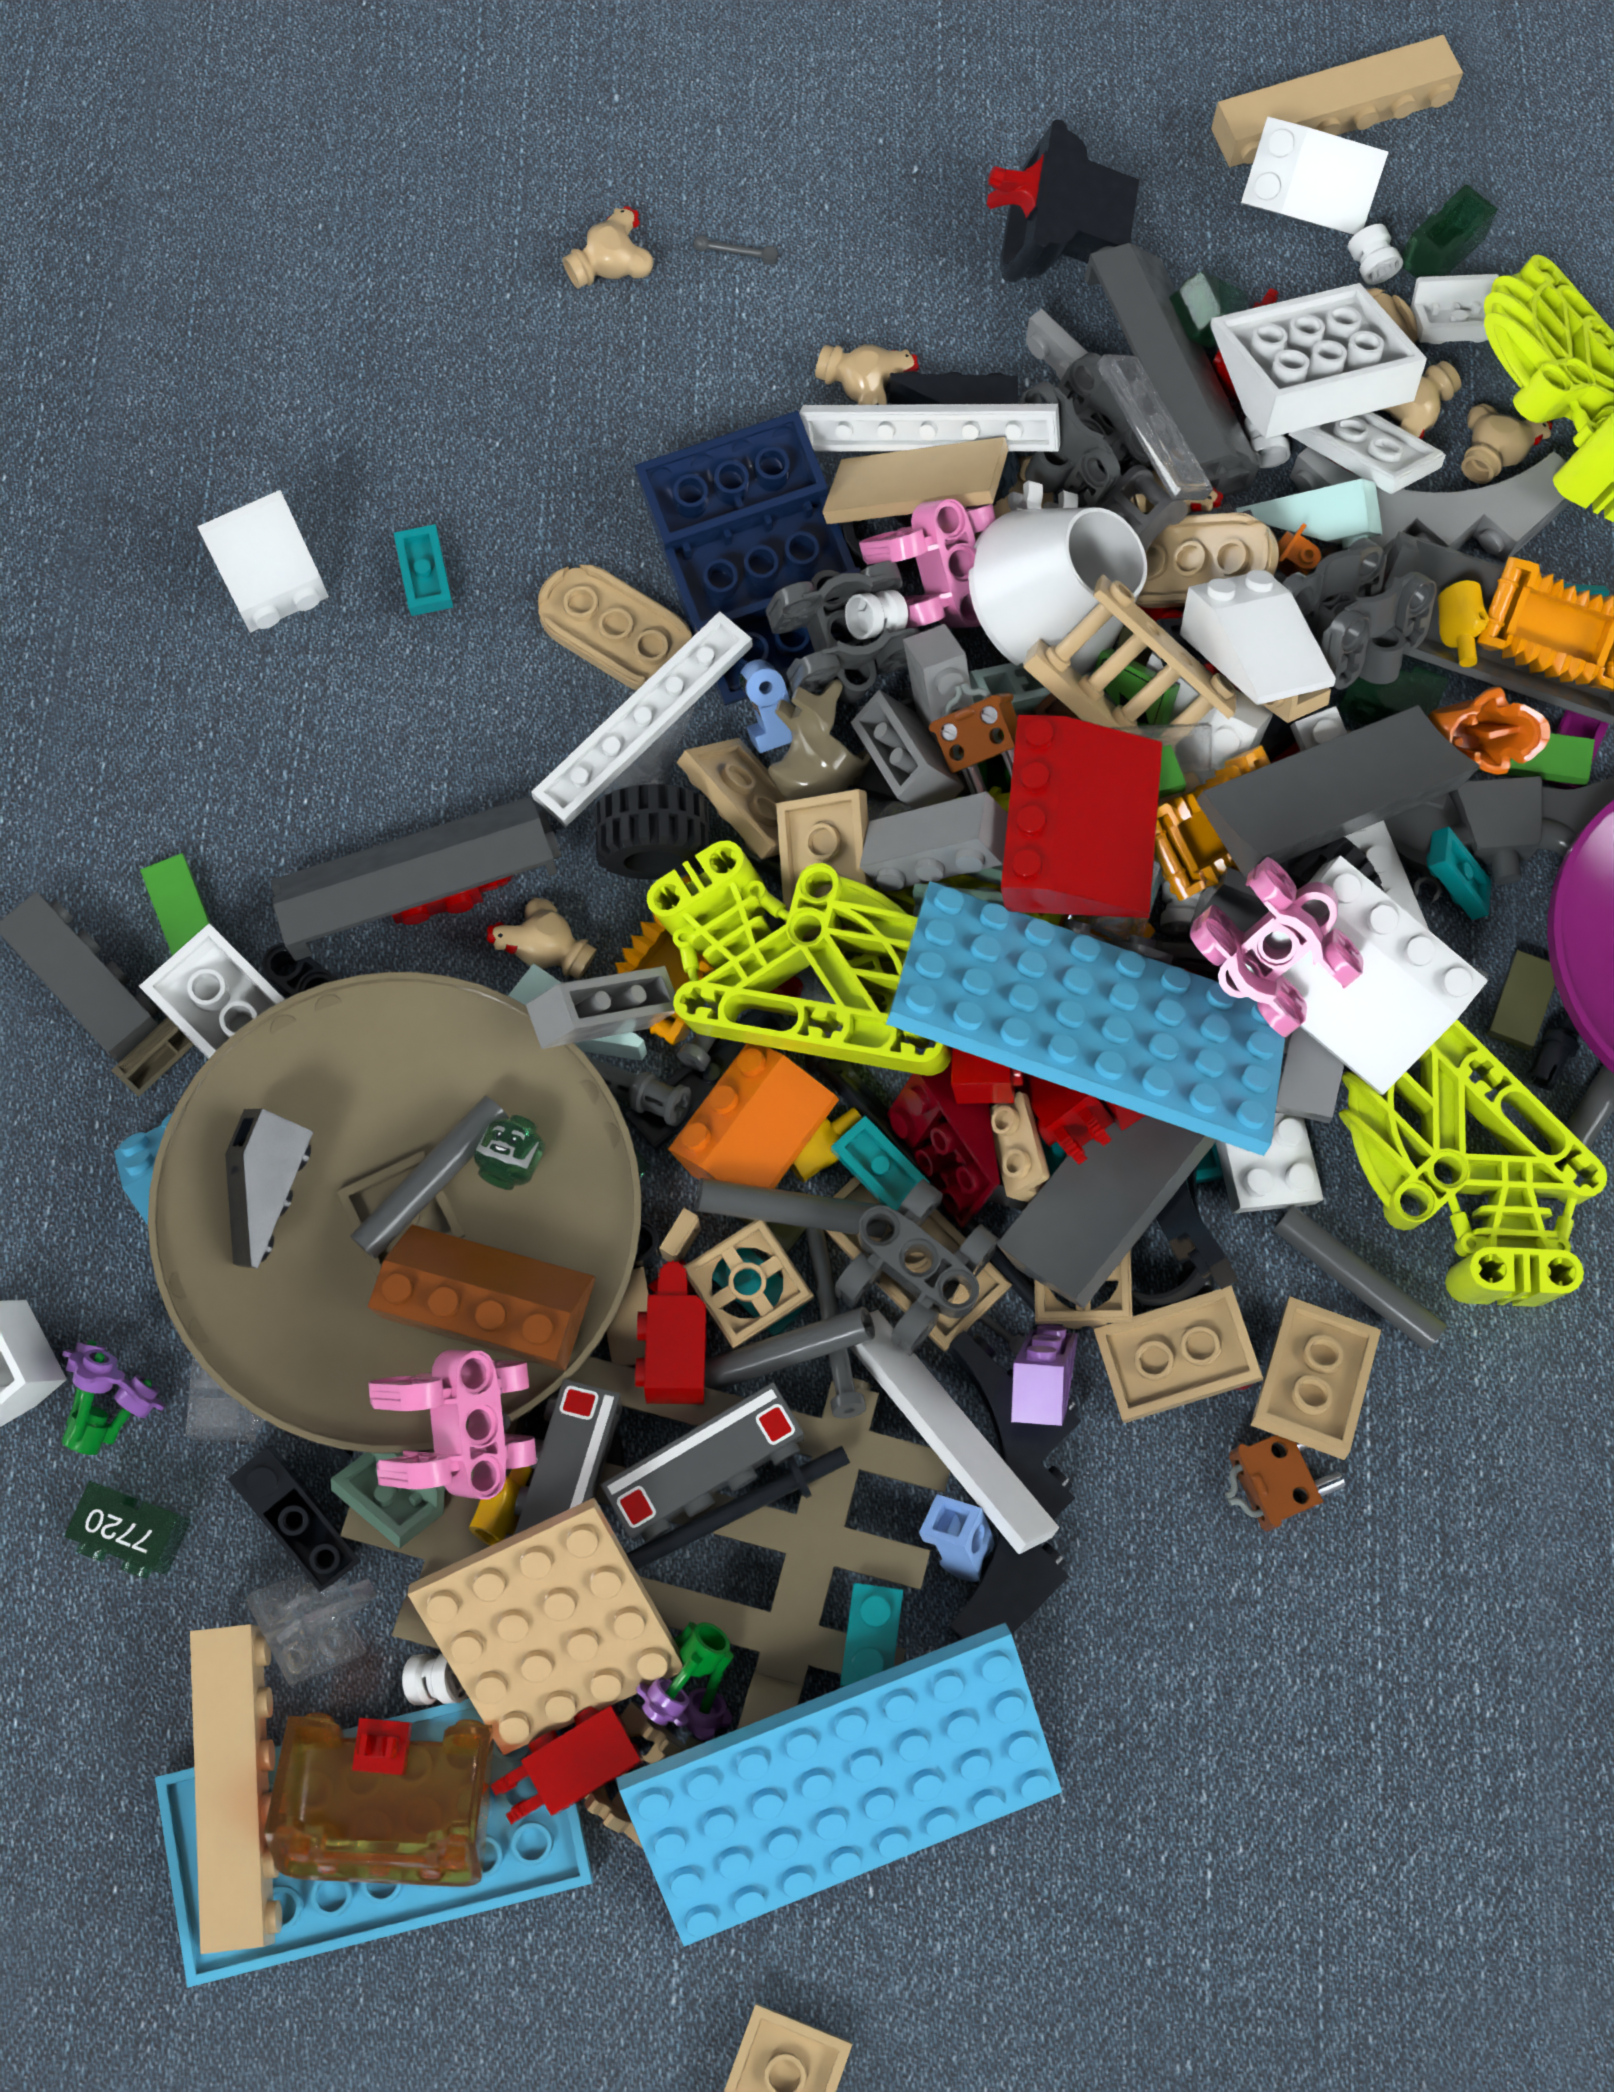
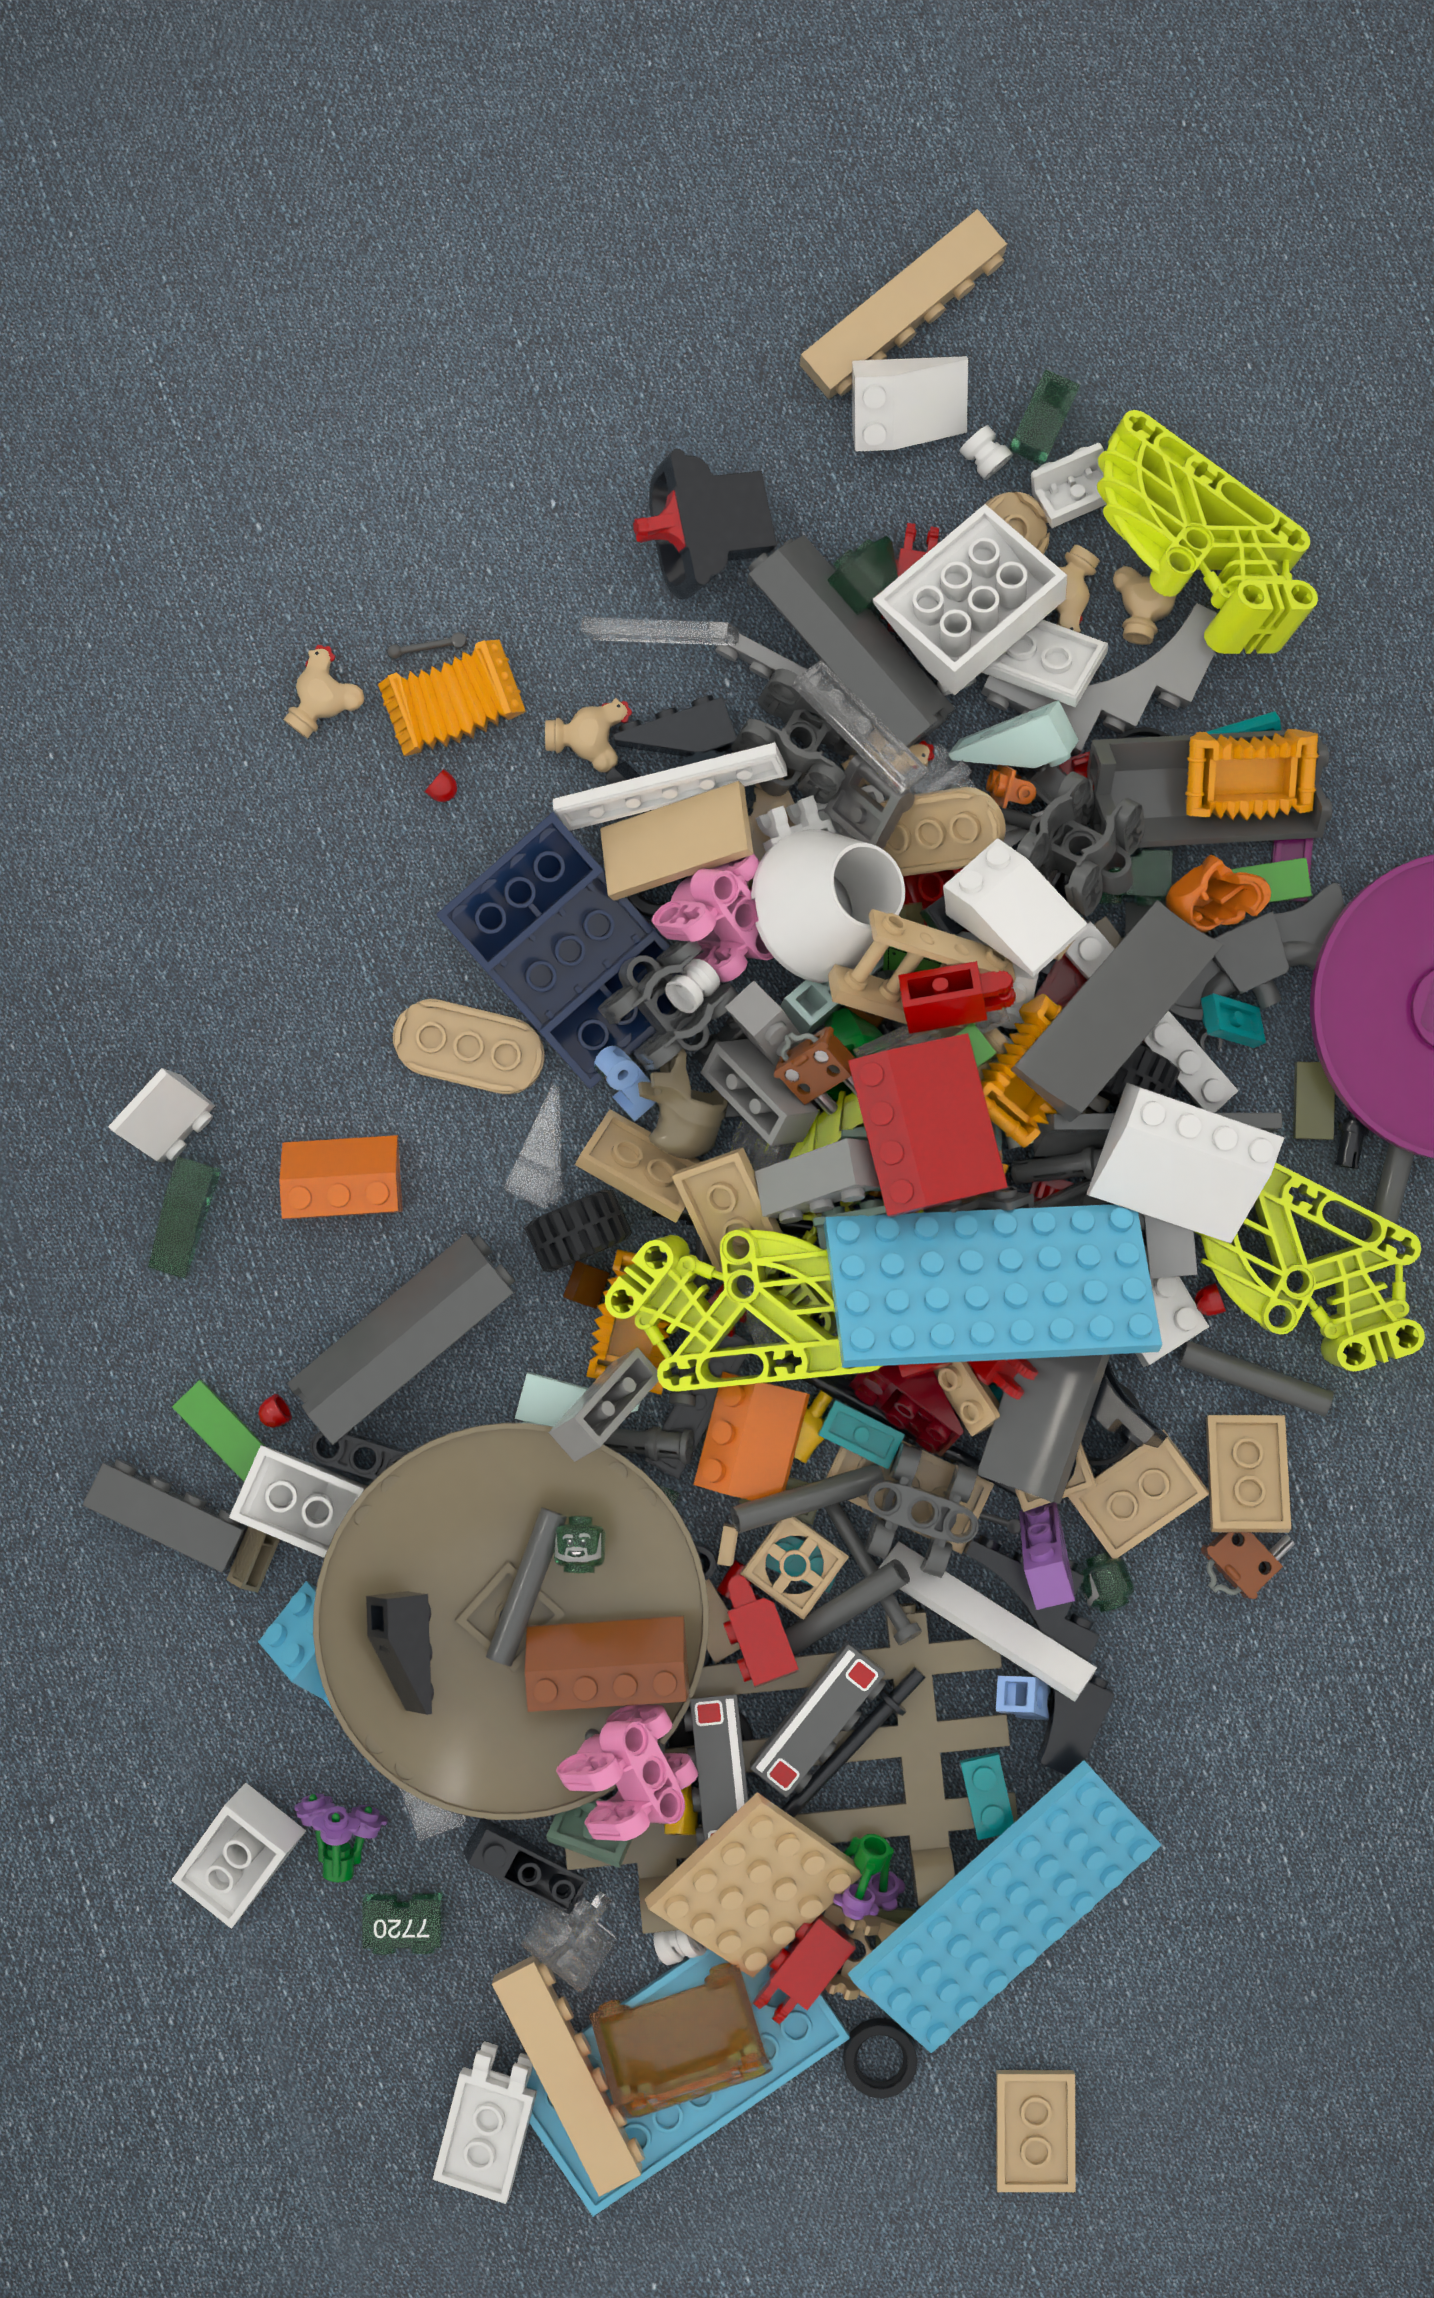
camera: 25 degrees left, 15 degrees up
(111, 1819) = (486, 2127): none -> white tile
(245, 681) = (183, 1215): none -> clear green slope
(246, 915) = (274, 1412): none -> red hinge
(382, 1746) = (662, 2005): red tile -> none
(422, 708) = (340, 1177): none -> orange slope
(423, 570) = (287, 1057): teal plate -> none
(543, 940) = (523, 1345): tan animal -> none
(579, 1927) = (875, 2088): none -> black tyre
(631, 901) = (586, 1284): none -> reddish brown tile
(642, 719) = (532, 1136): white plate -> none
(694, 374) = (442, 787): none -> red hinge
(740, 298) = (452, 700): none -> light orange piece
(978, 294) = (660, 631): none -> clear tile
(1104, 1445) = (1106, 1583): none -> clear green head
(1160, 700) = (953, 996): none -> red hinge
(1231, 948) = (1104, 1190): bright pink piece -> none
(1334, 1171) = (1209, 1301): none -> red hinge
(1462, 619) = (1169, 800): yellow piece -> none

